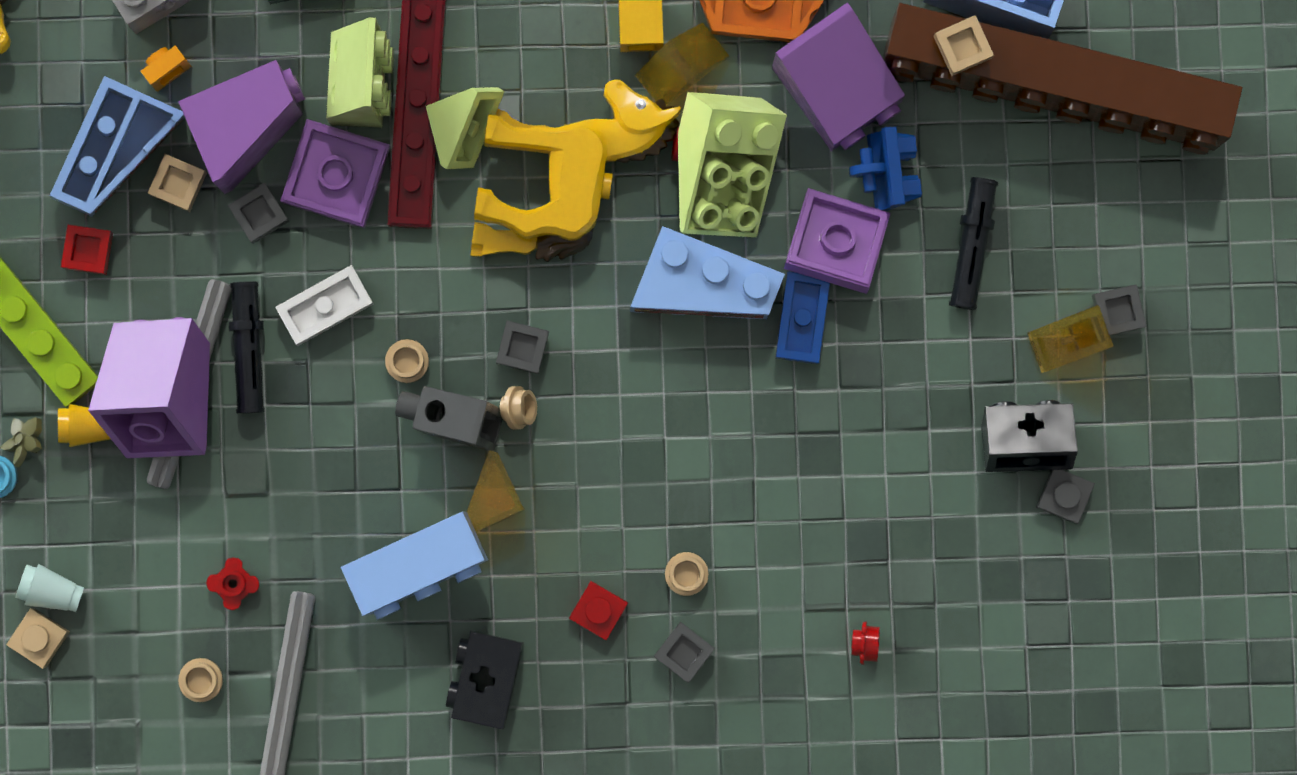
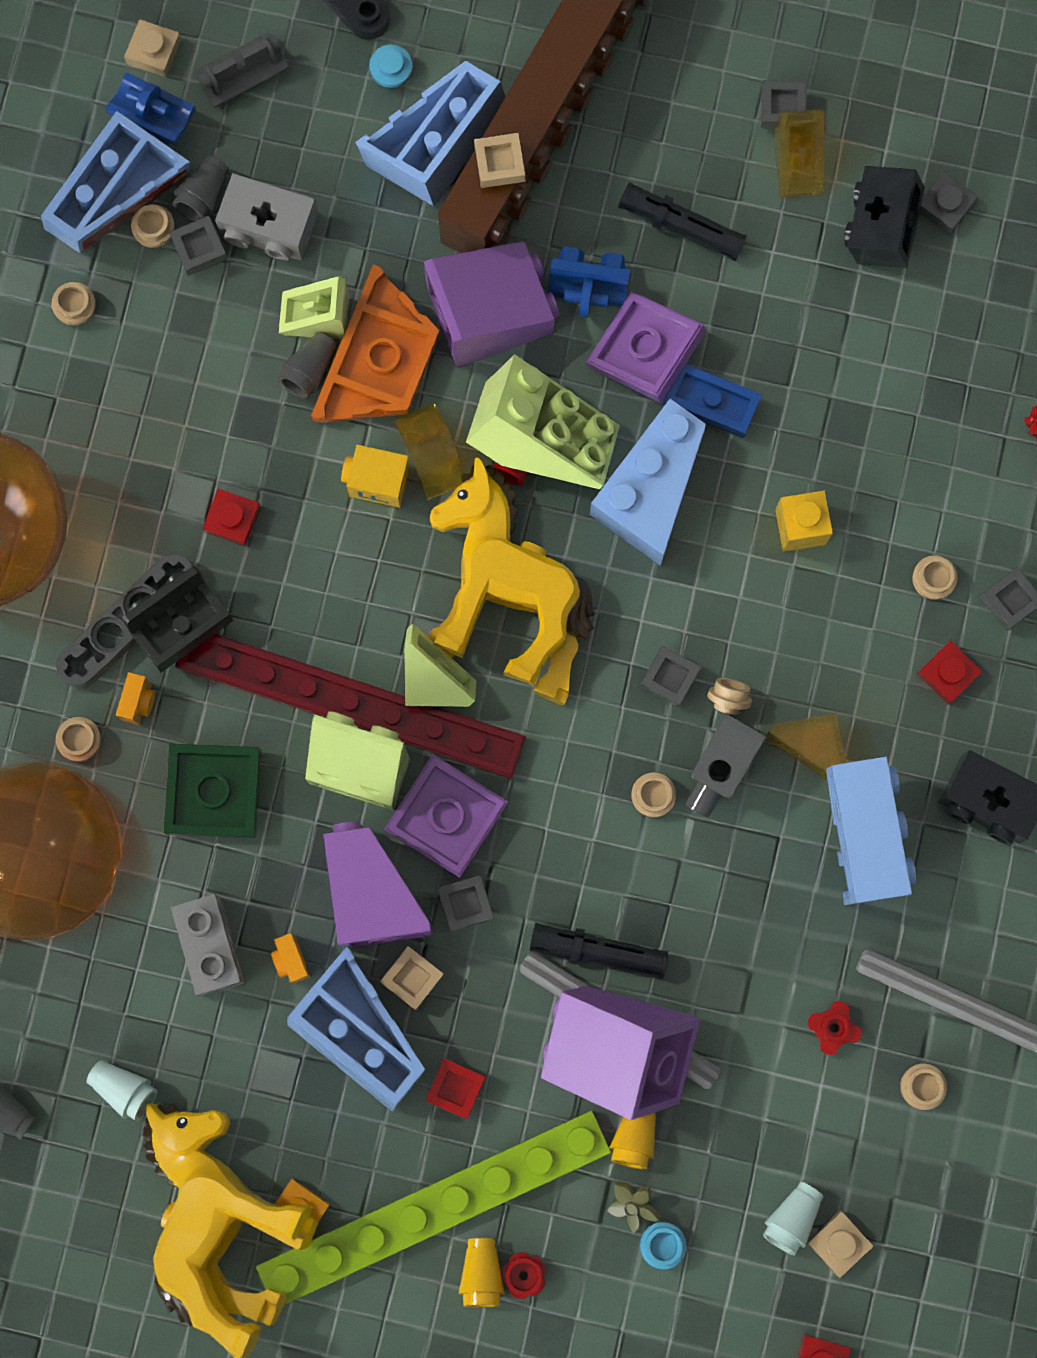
camera: 70 degrees left, 5 degrees down
(324, 305) = (576, 861): white plate -> none
(704, 433) = (803, 521): none -> yellow brick

